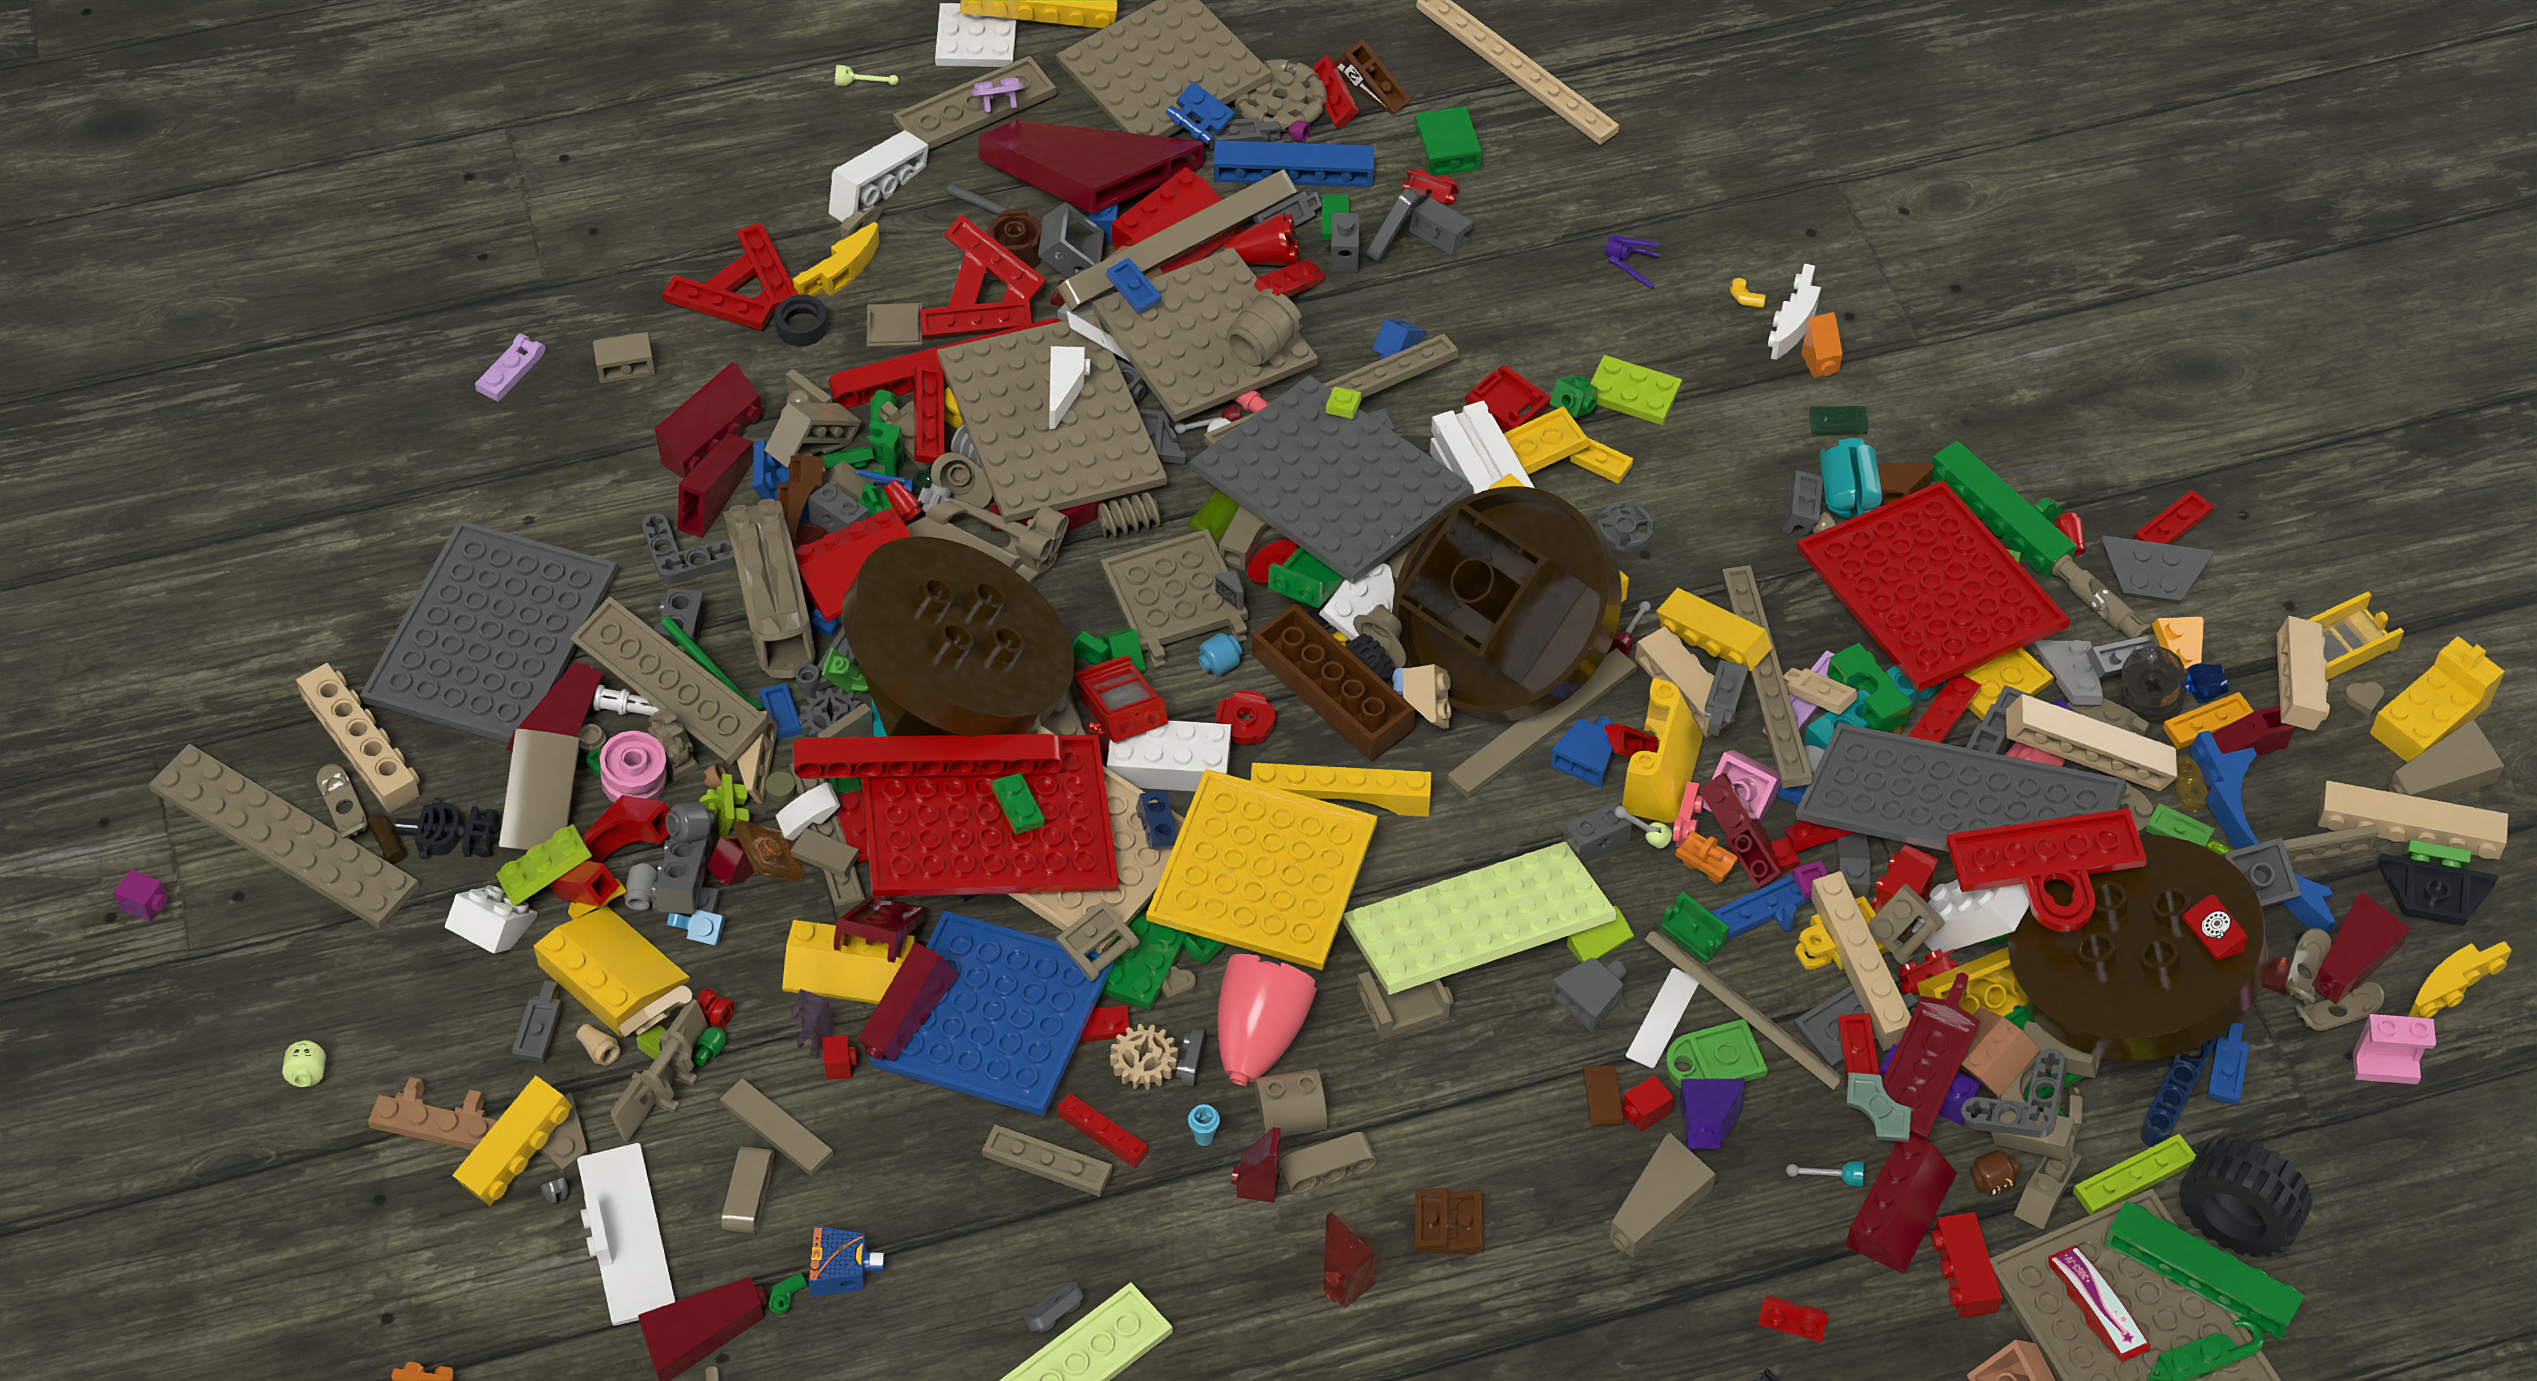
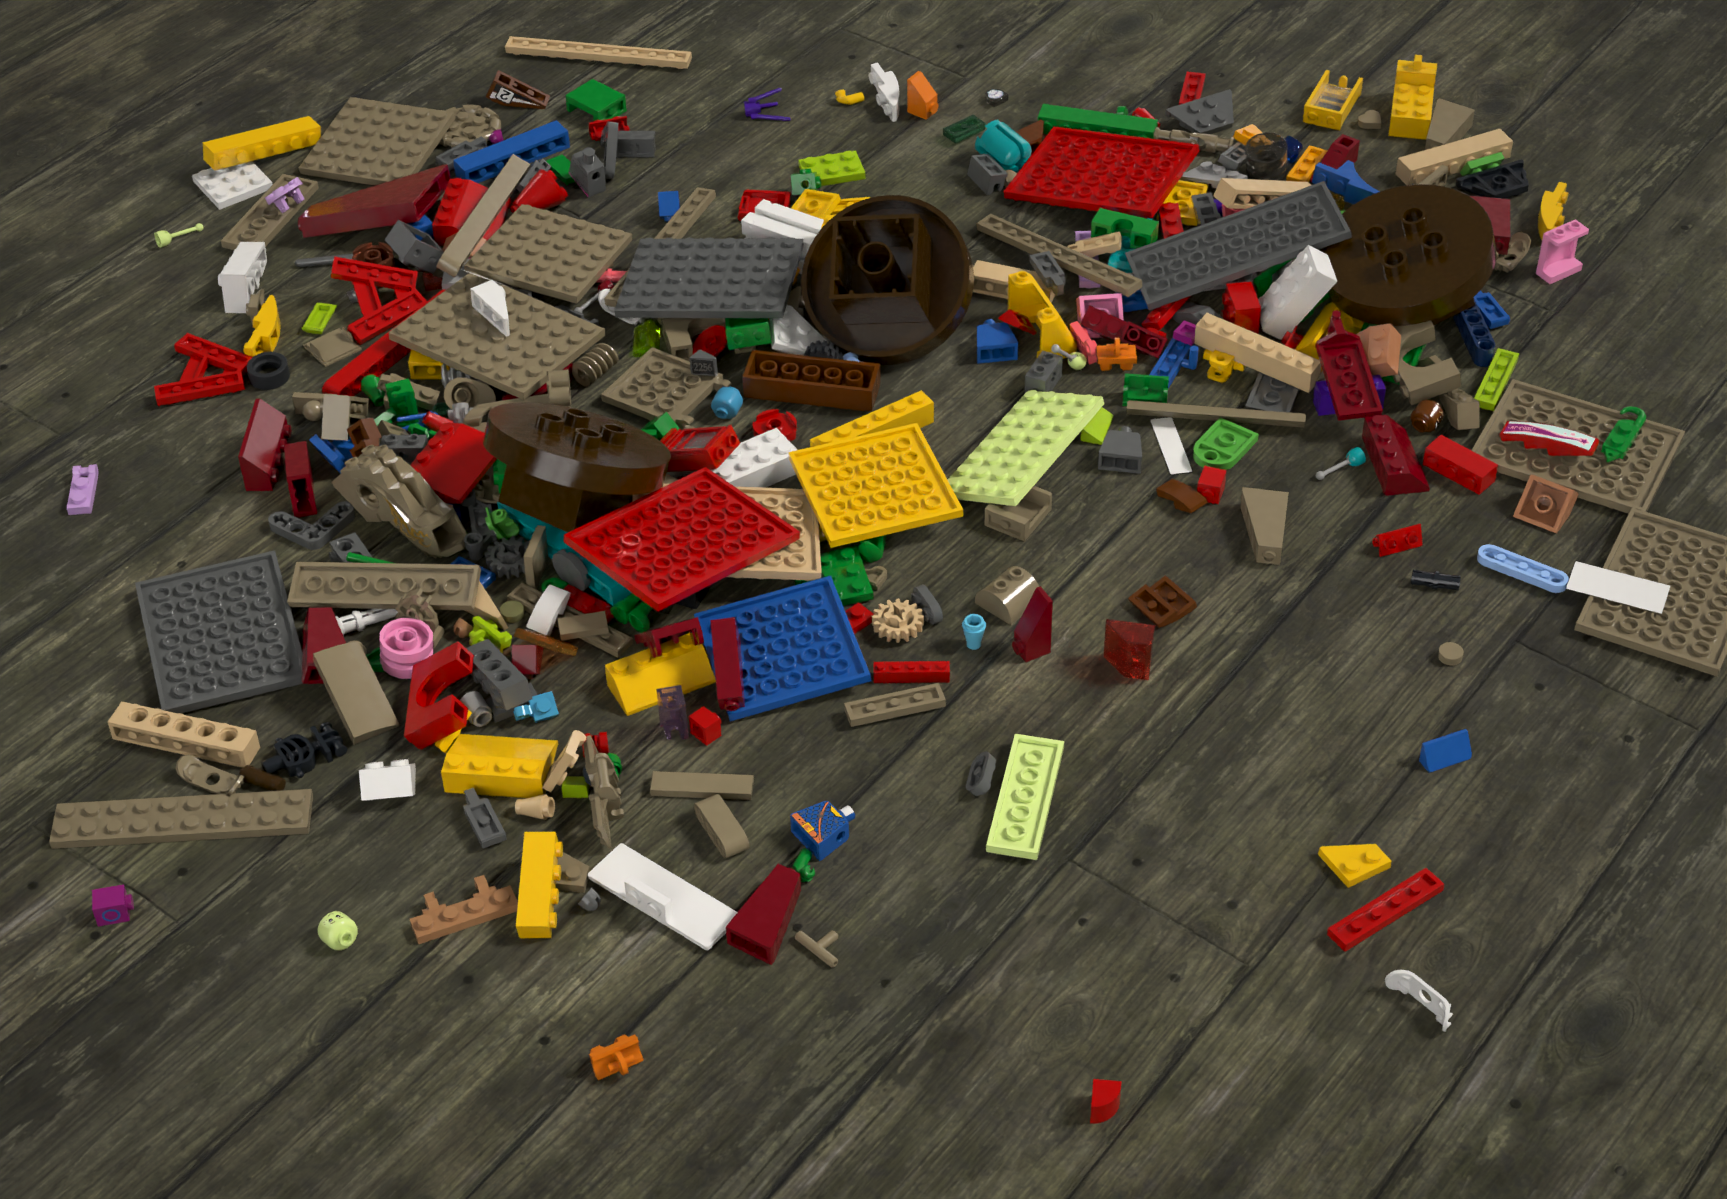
camera: 35 degrees left, 10 degrees down
(543, 864) = (399, 728): lime plate -> none
(623, 357) = (163, 444): dark tan brick -> none
(689, 821) = (484, 645): dark grey head -> none
(910, 278) = (319, 318): none -> lime tile
(927, 756) = (618, 519): red beam -> none
(928, 414) = (414, 369): red plate -> none
(1017, 803) = (698, 519): green plate -> none
(1090, 933) = (808, 567): dark tan plate -> none
(1133, 285) = (487, 241): blue plate -> none
(1156, 819) = (785, 491): dark blue leg -> none
(1203, 107) = (430, 149): blue plate -> none
(1259, 1014) = (947, 555): coral cylinder -> none
(1263, 327) = (592, 223): dark tan piece -> none
(1291, 279) = (573, 205): red plate -> none
(1327, 1162) = (1067, 609): dark tan beam -> none
(1339, 100) = (507, 112): red plate -> none
(1343, 402) = (681, 236): lime plate -> none
(1386, 630) = (823, 330): dark tan piece -> none
(1428, 692) = (876, 350): tan slope -> none
(1532, 731) = (948, 358): dark tan tile -> none
(1709, 1110) = (1249, 467): dark purple slope -> none
(1714, 629) = (1009, 245): yellow brick -> none
(1857, 1044) = (1303, 401): red plate -> none
(1888, 1117) = (1354, 410): sand green tile -> none
(1897, 916) = (1258, 314): dark tan plate -> none
(1924, 392) = (996, 97): none -> clear smoke tile
(2026, 1112) = (1423, 367): dark grey beam -> none
(2048, 851) = (1324, 228): red plate -> none
(2203, 1269) = (1581, 395): green brick -> none
(2216, 928) = (1451, 210): red slope -> none
(2245, 1197) = (1562, 327): black tyre -> none
(2302, 673) = (1338, 113): tan brick -> none

